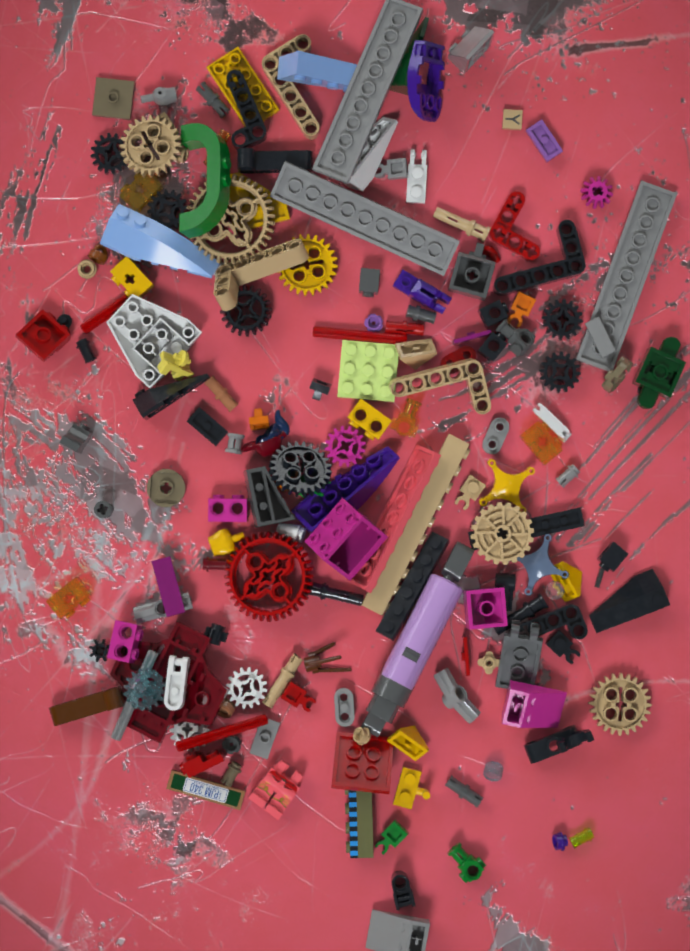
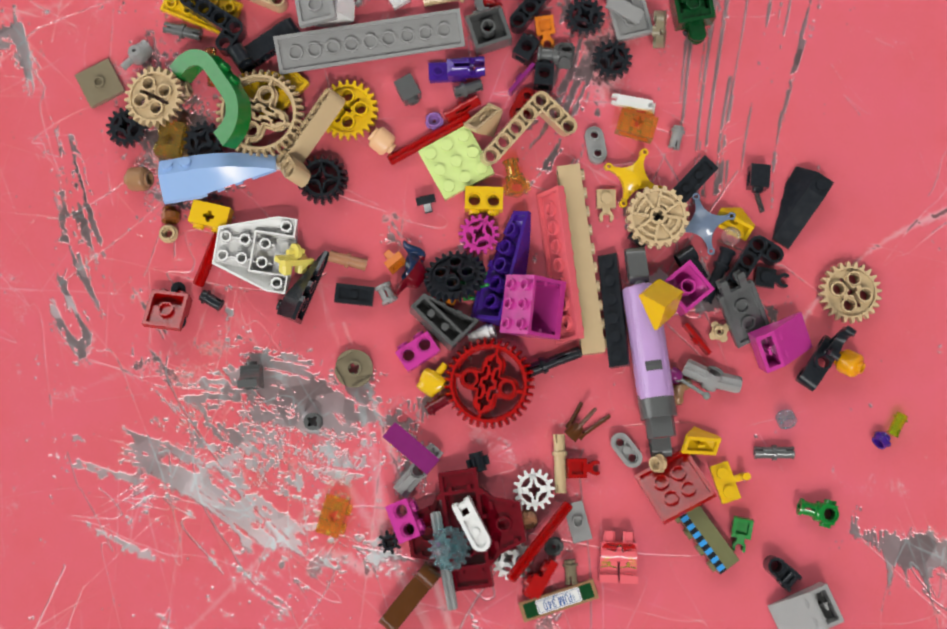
camera: 30 degrees left, 5 degrees down
(92, 205) = (138, 179): none -> medium nougat head
(317, 311) = (382, 141): none -> light nougat head
(422, 687) = (679, 391): none -> medium nougat arm
(427, 675) = (677, 377): none -> hinge
(452, 606) = (660, 302): none -> yellow slope
(577, 761) = (850, 363): none -> light orange head

